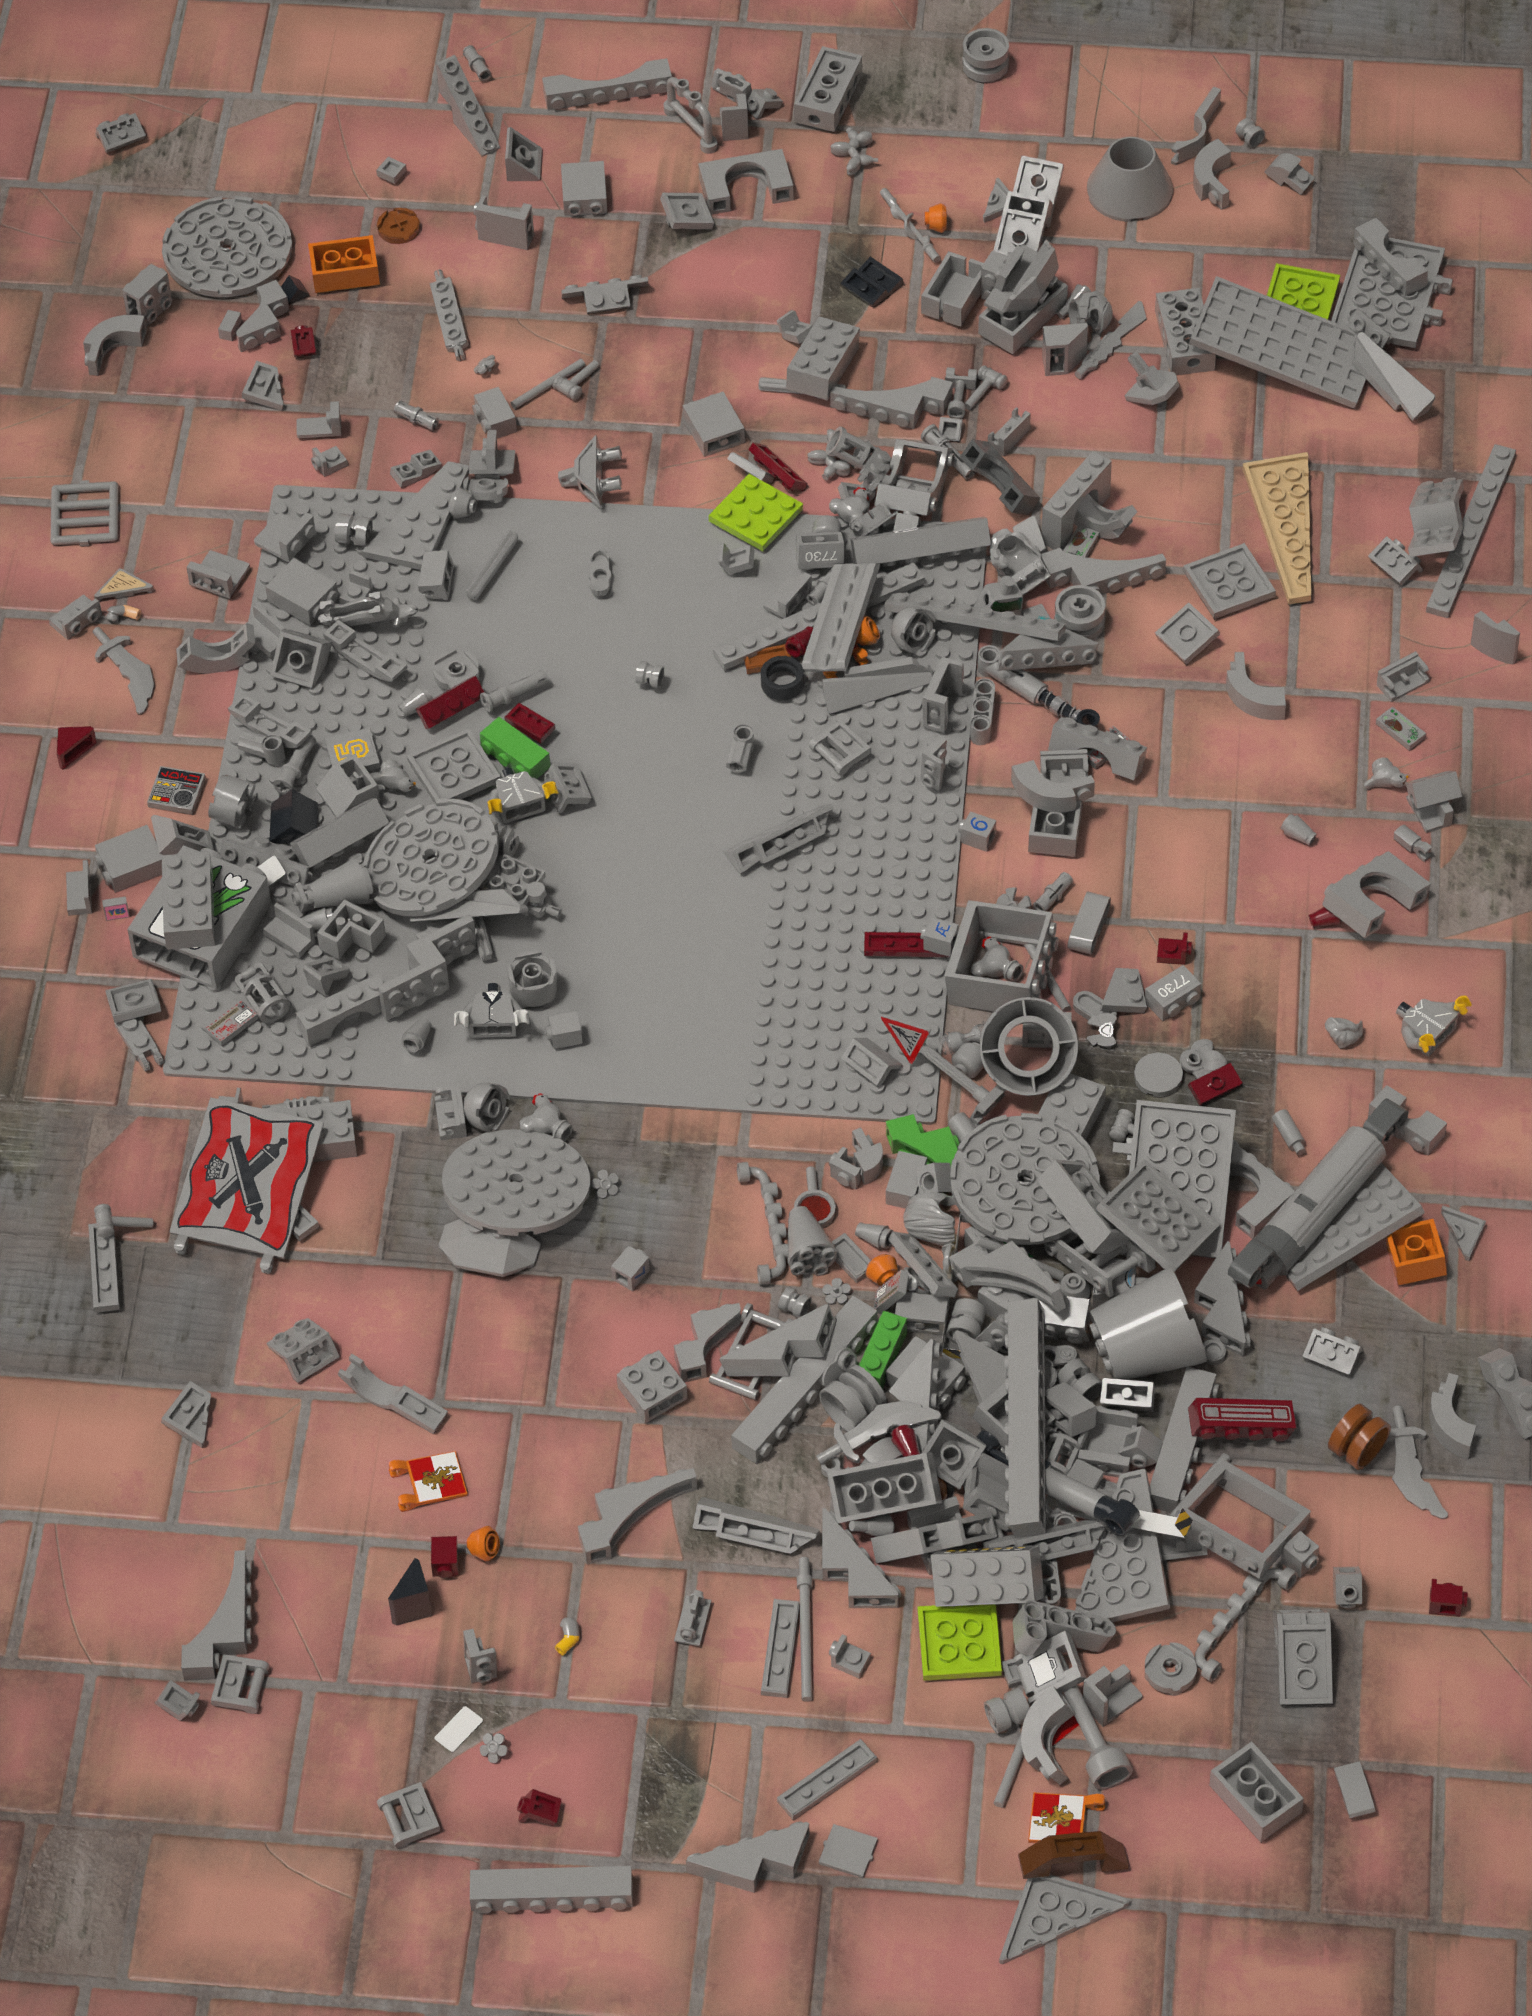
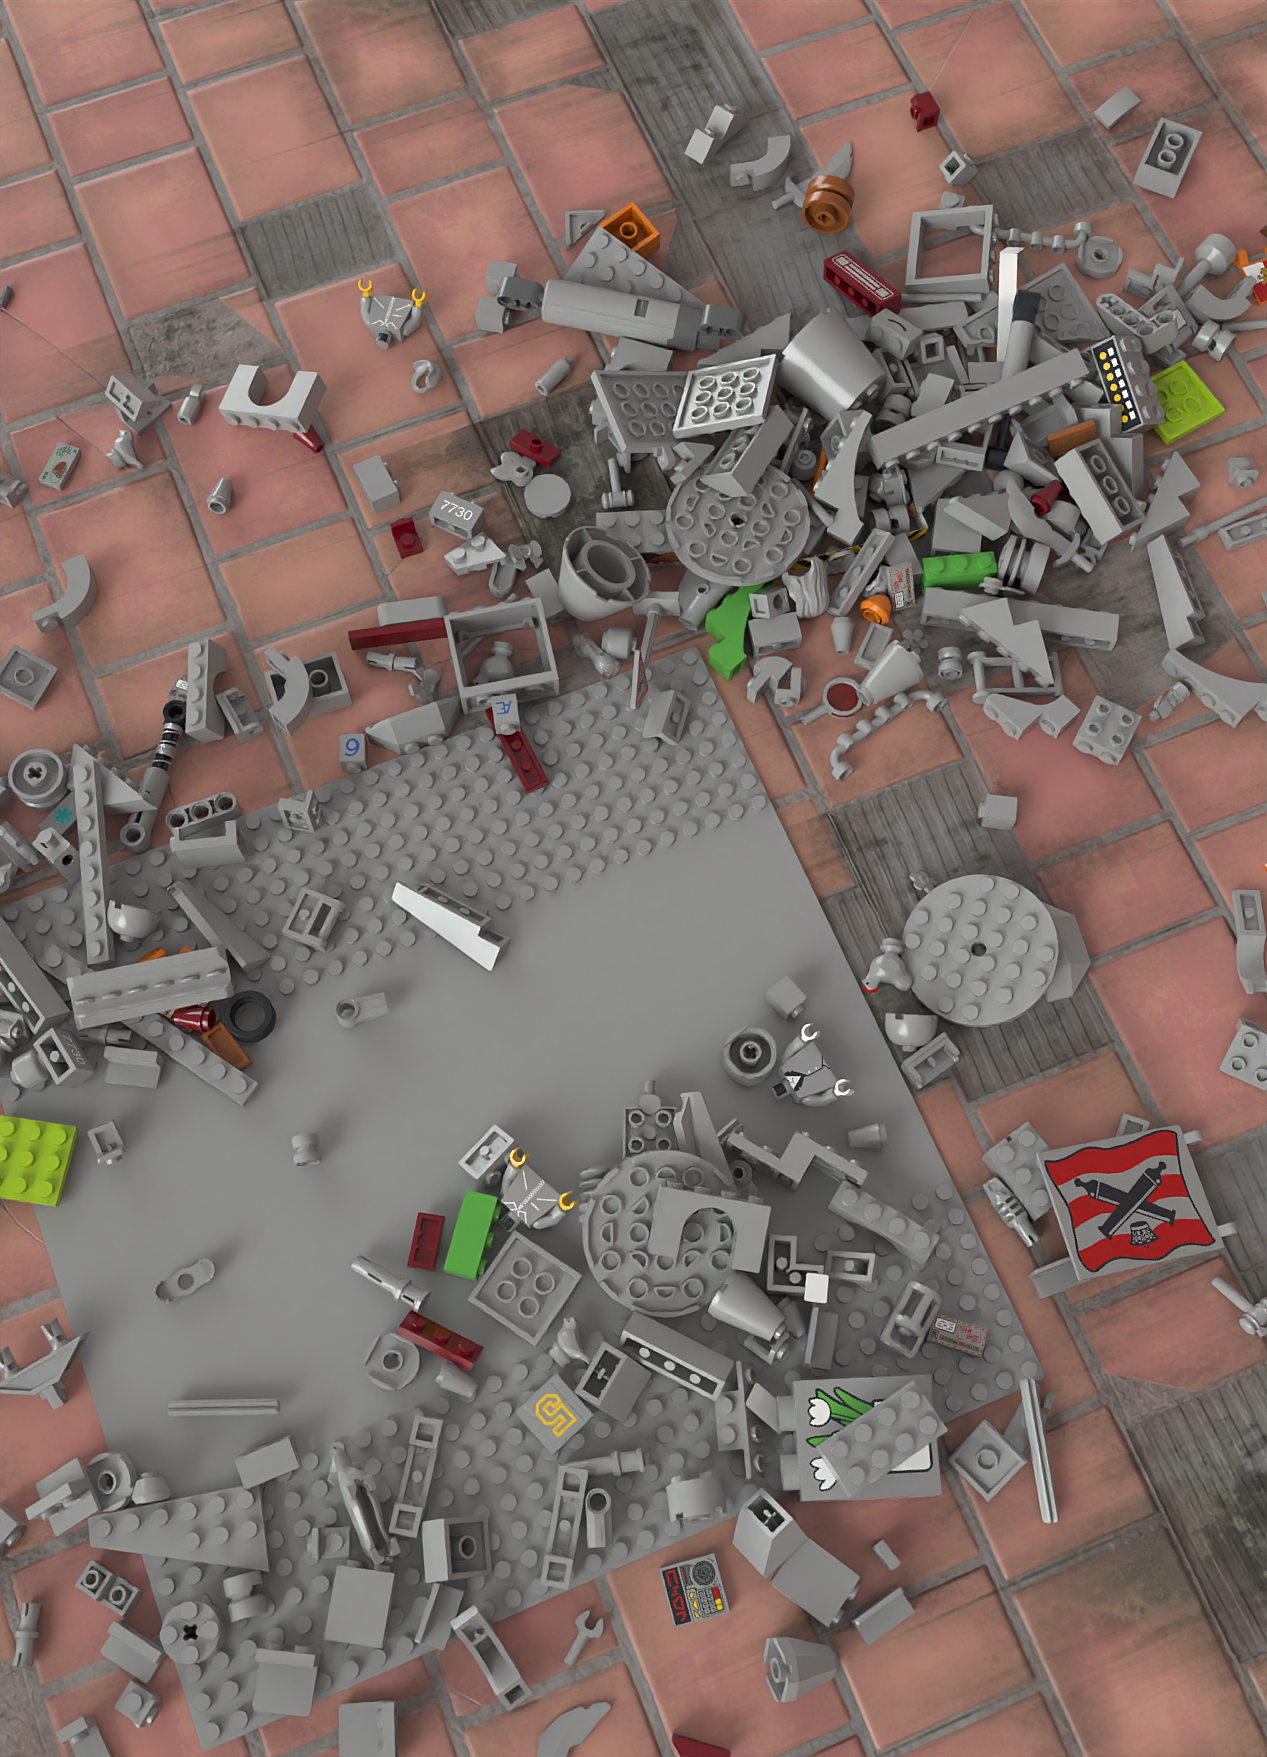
camera: 120 degrees left, 15 degrees up
(83, 819) = (797, 1667): none -> light grey cone
(115, 1032) = (1039, 1450): none -> light grey axle
(194, 717) = (582, 1637): none -> light grey bar
(292, 817) = (676, 1424): black slope -> none
(323, 929) = (816, 1287): none -> white sticker
(350, 493) = (210, 1631): none -> light grey brick
(366, 469) = (133, 1651): none -> light grey panel
(405, 901) = (677, 1203): none -> light grey arch
(649, 1456) = (1164, 706): none -> light grey piece
(955, 1493) = (1071, 437): none -> dark orange tile
(973, 875) = (417, 727): none -> light grey wedge
(1083, 885) = (397, 634): none -> dark red tile
(1110, 1166) = (691, 457): none -> light grey slope
(1159, 1402) = (893, 334): none -> light grey brick
(1243, 946) = (377, 484): none -> light grey brick
(1303, 1656) = (1024, 175): light grey bracket -> none
(1332, 1351) = (750, 262): light grey bracket -> none

